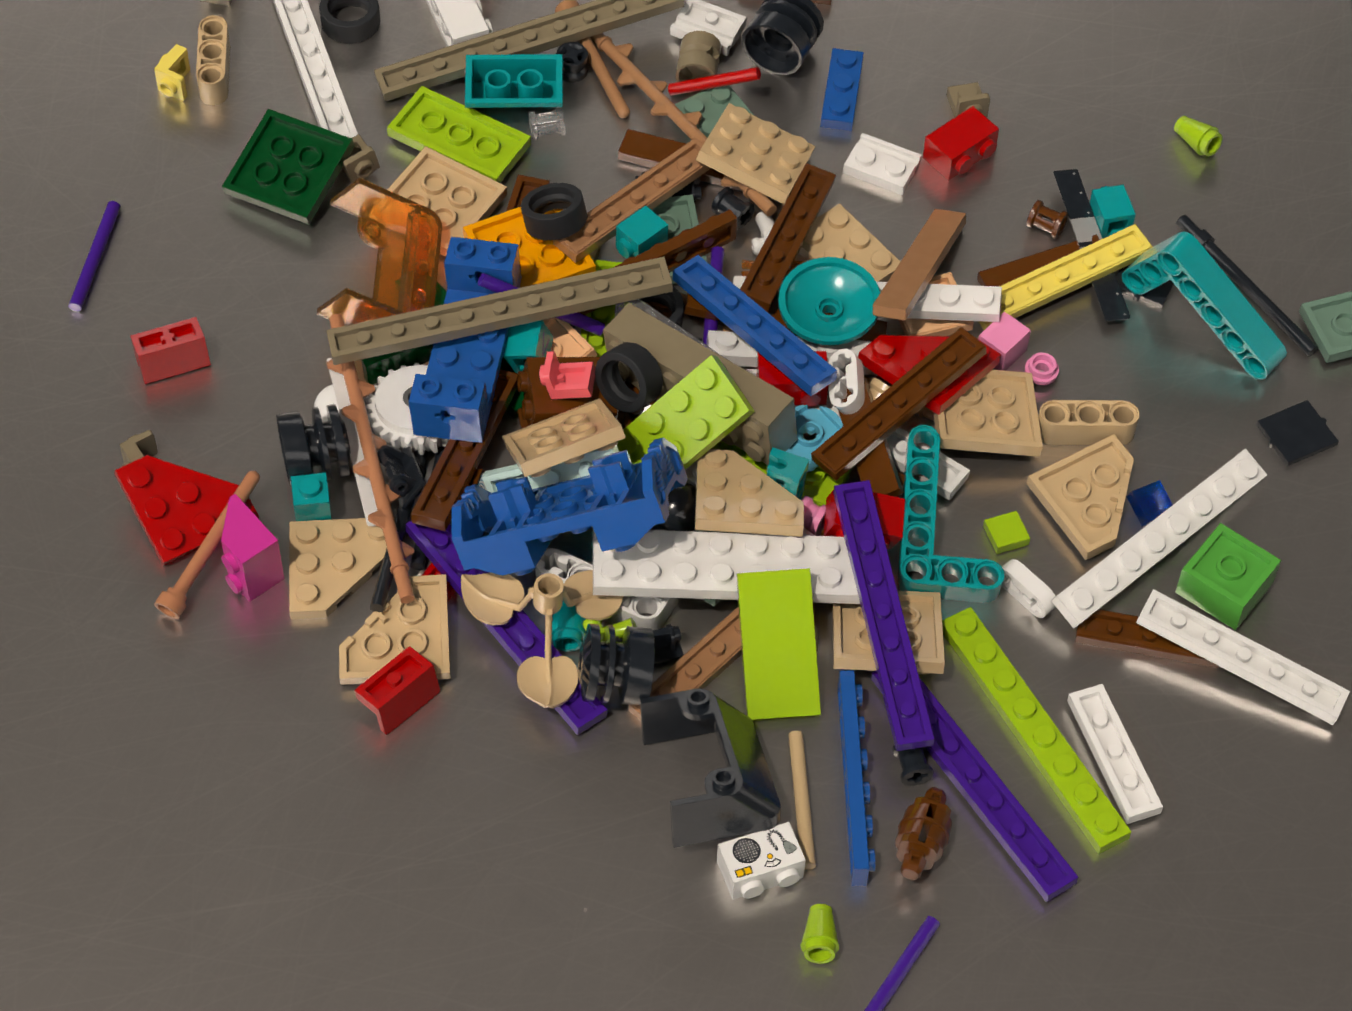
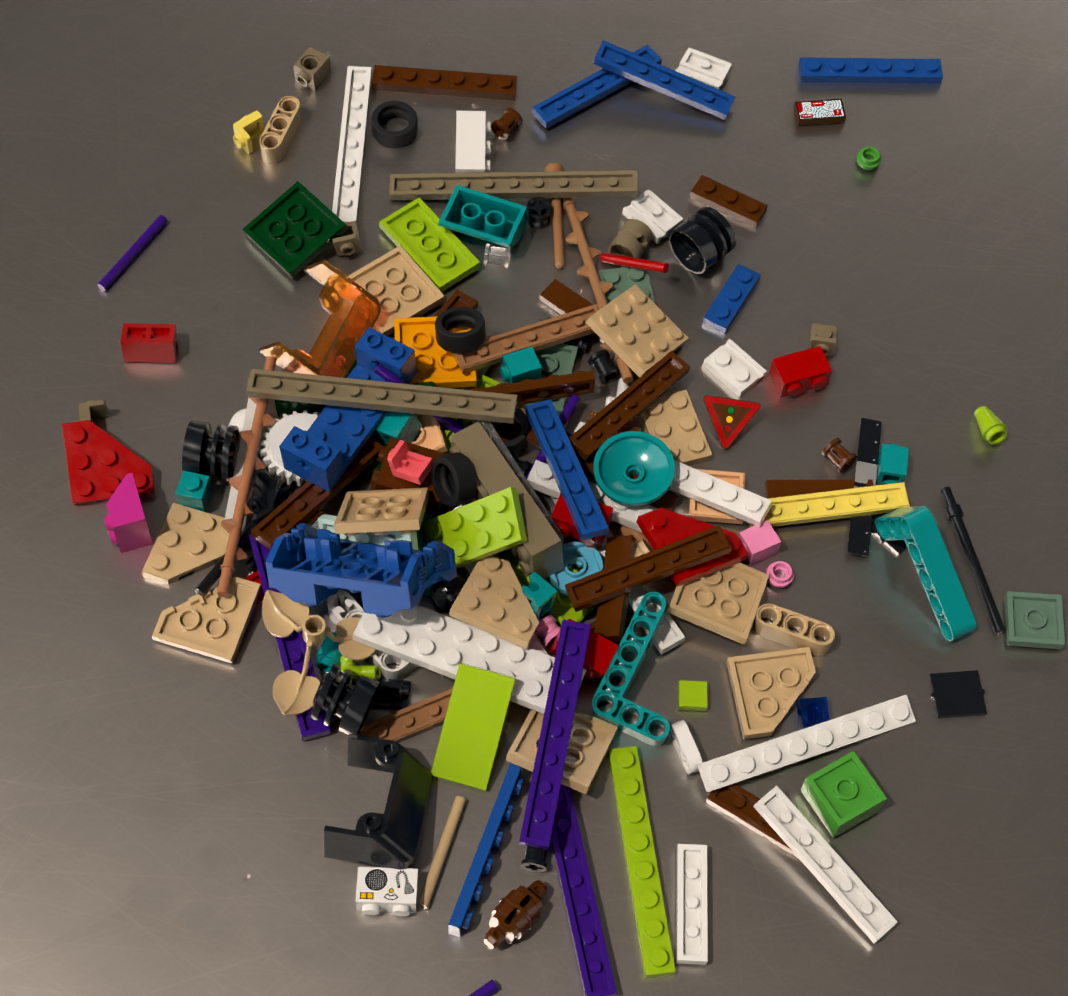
camera: 20 degrees right, 5 degrees up
(173, 600) = (66, 533): nougat piece -> none
(399, 689) = (188, 660): red panel -> none
(820, 935) = (404, 964): lime cone -> none
(852, 381) = (617, 536): white beam -> none
(903, 214) = (729, 416): none -> piece
(919, 264) = (718, 461): medium nougat tile -> none

